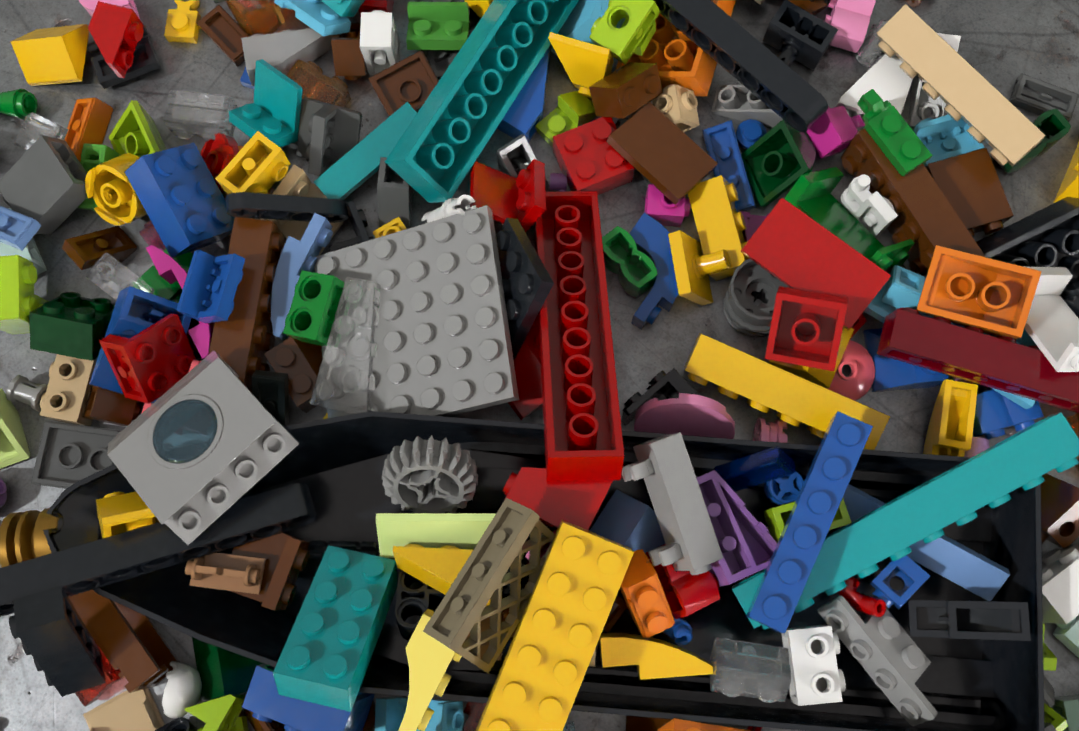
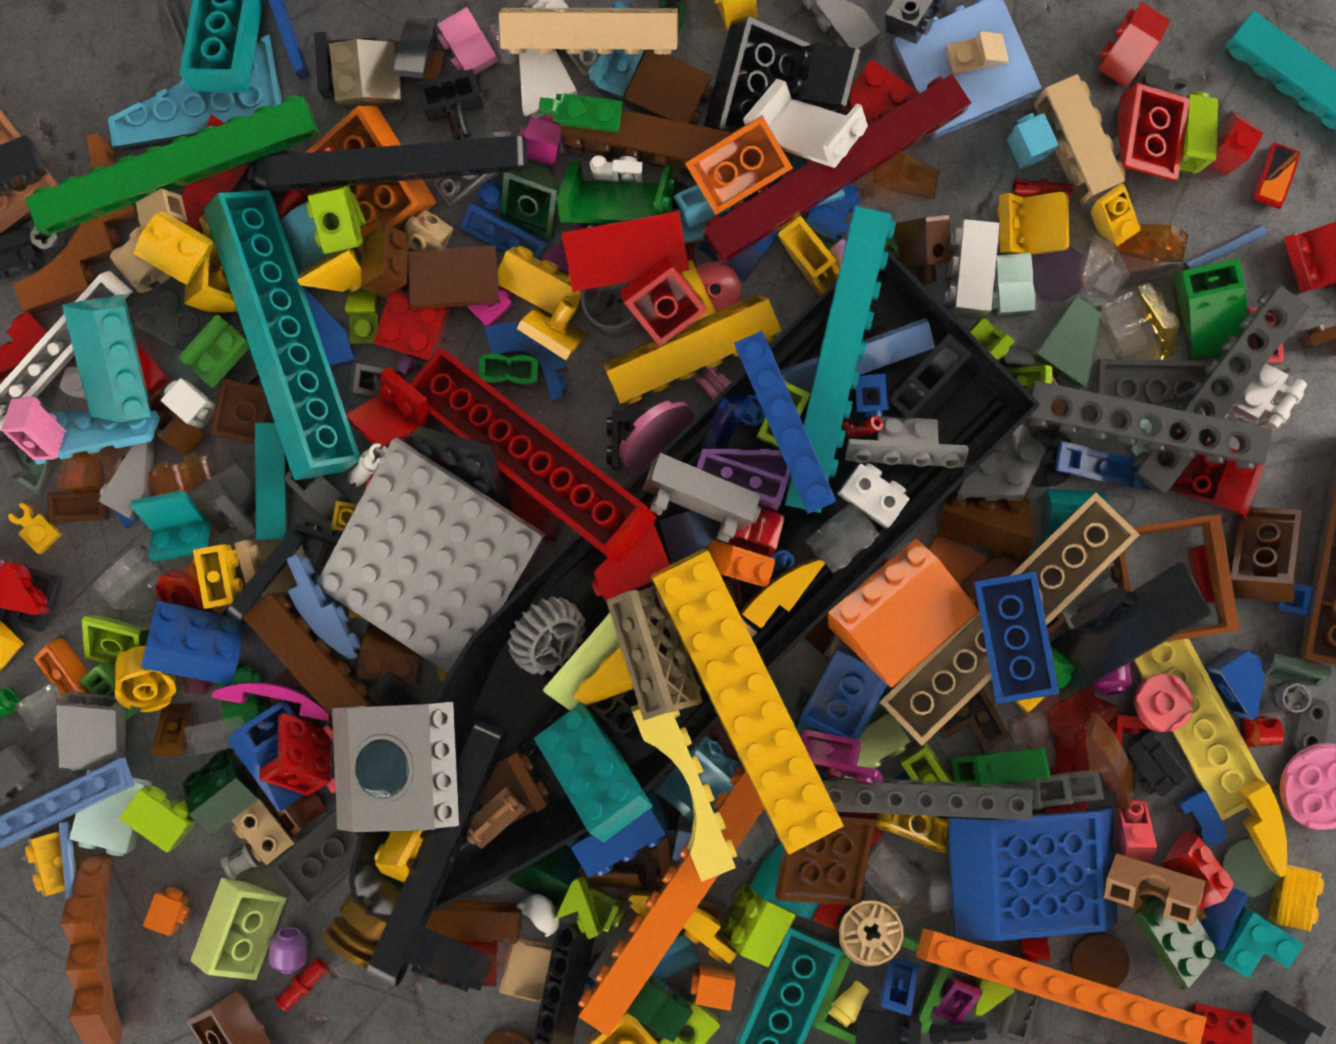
camera: 55 degrees left, 10 degrees up
(211, 286) = (284, 674): blue bracket -> none
(314, 303) = (366, 611): green brick -> none
(347, 363) = (418, 625): clear wing -> none

